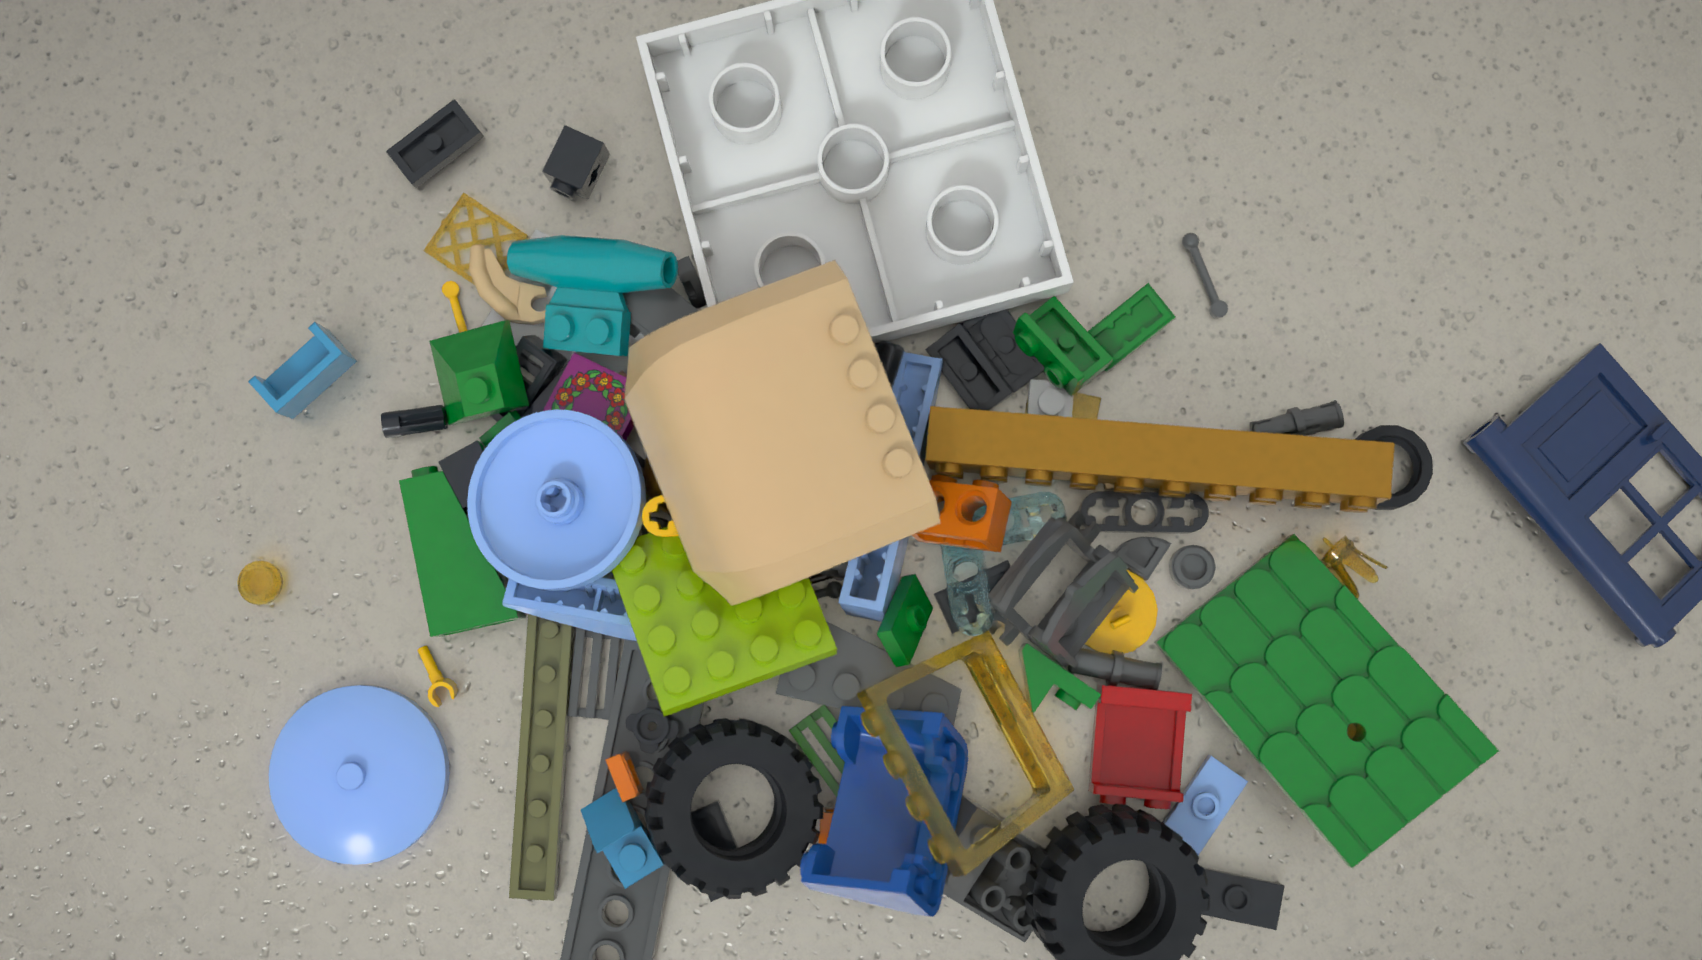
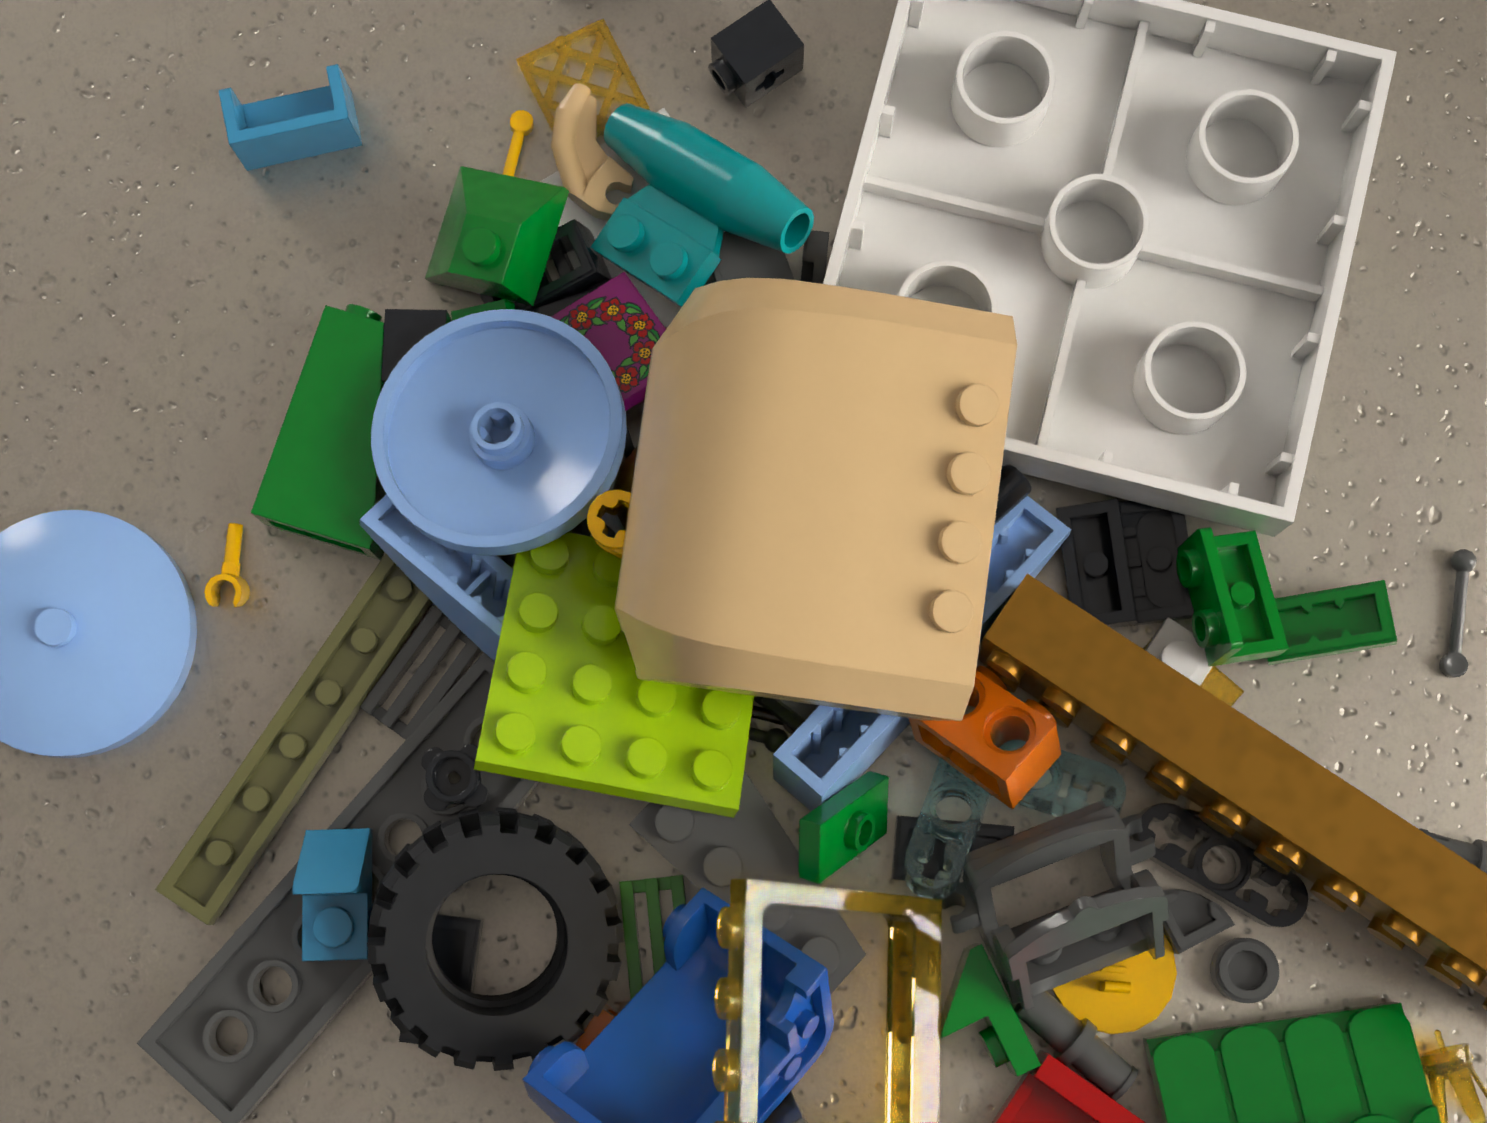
camera: 25 degrees right, 5 degrees down
(260, 582) = (92, 338): clear yellow plate -> none
(413, 421) = (386, 250): black piece -> none
(624, 776) = (384, 818): orange tile -> none

